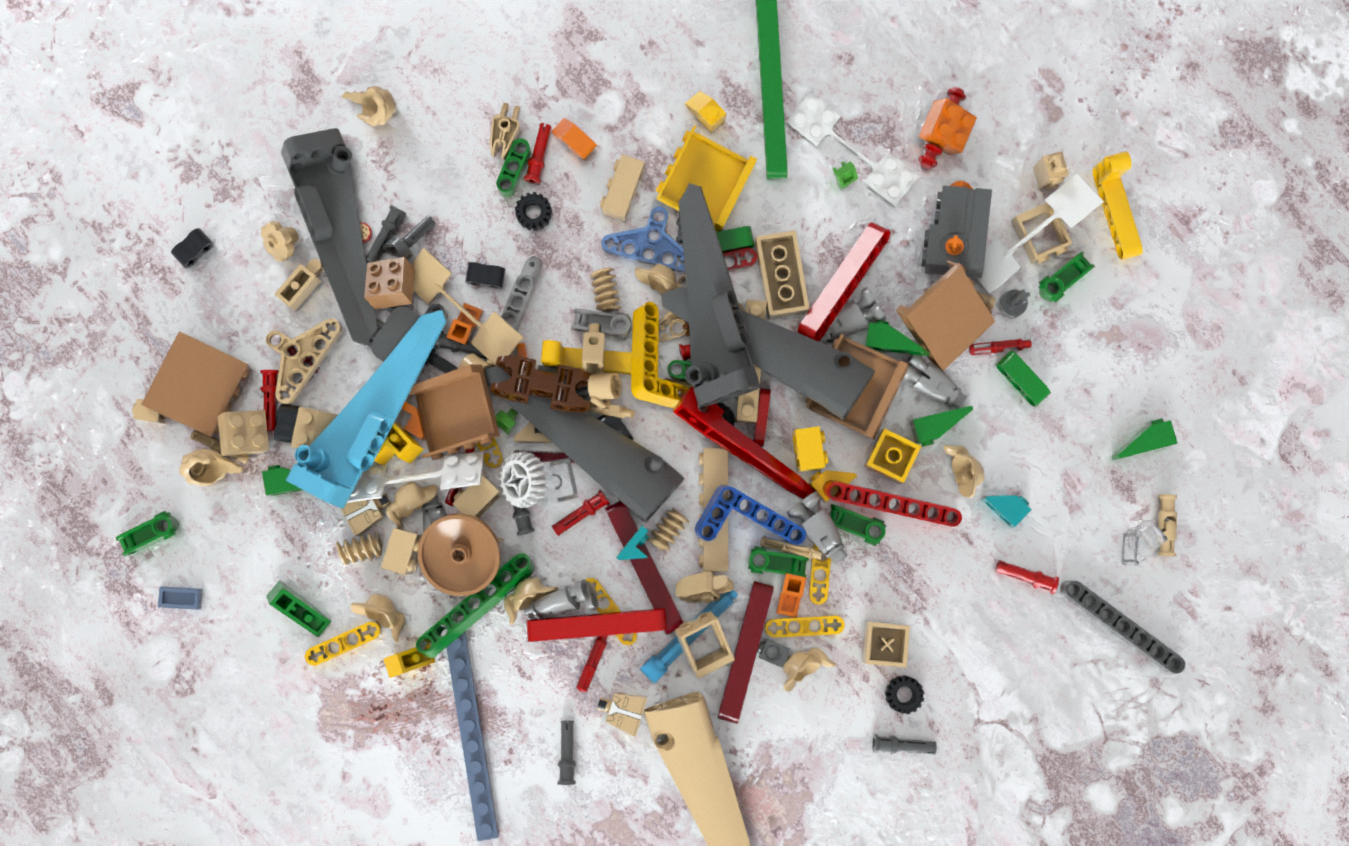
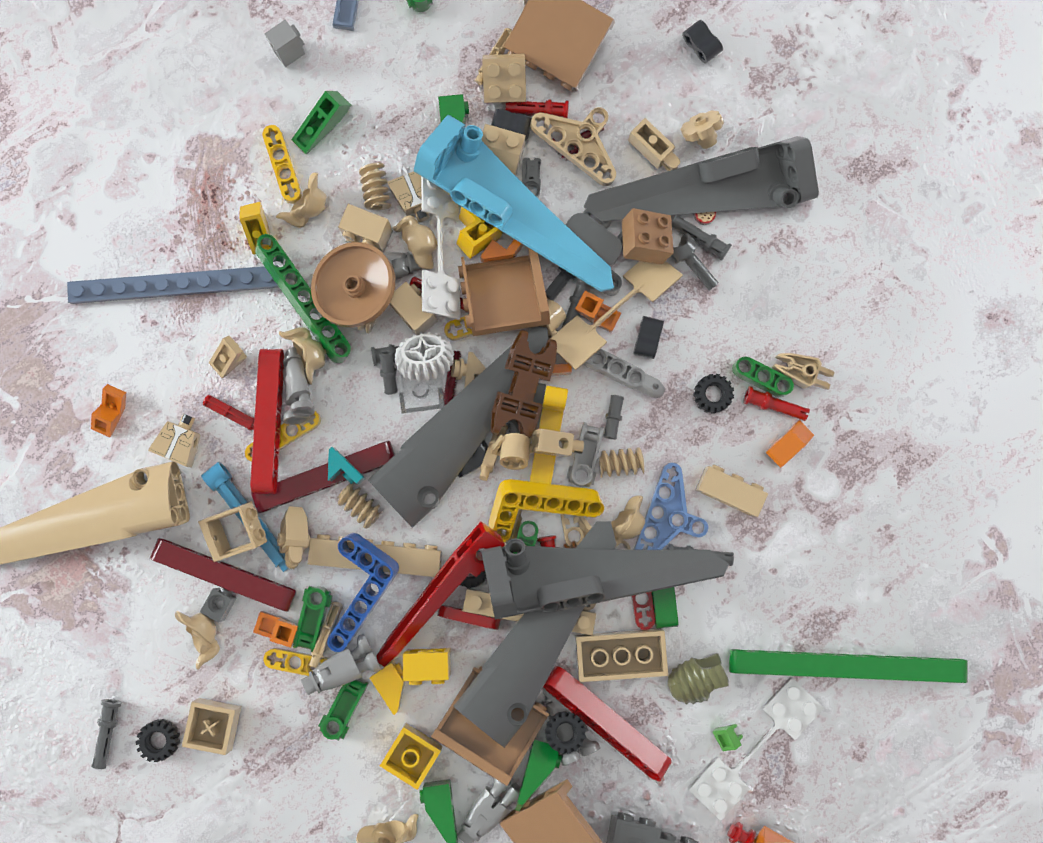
camera: 95 degrees right, 0 degrees up
(206, 467) = (473, 40): tan hair -> none
(221, 651) = (285, 42): none -> light grey brick
(335, 400) = (531, 173): none -> dark grey piece
(376, 103) = (841, 239): tan hair -> none
(506, 420) = (491, 345): bright green tile -> none
(531, 447) = (458, 369): none -> tan plate
(538, 673) = (227, 357): none -> tan slope
(539, 515) = (388, 372): none -> dark grey pin
(563, 301) = (613, 417): none -> dark grey pin
(566, 763) = (133, 378): dark grey pin -> none
(588, 505) = (392, 424): red pin -> none
(600, 782) = (108, 414): none -> orange slope
(706, 111) = (810, 590): yellow slope -> none
(713, 168) = (745, 589): yellow panel -> none
(796, 204) = (697, 679): none -> olive hair
(804, 626) = (239, 639): yellow beam -> none
(855, 305) = (577, 739): none -> black tyre
(901, 507) = (353, 758): red beam -> none

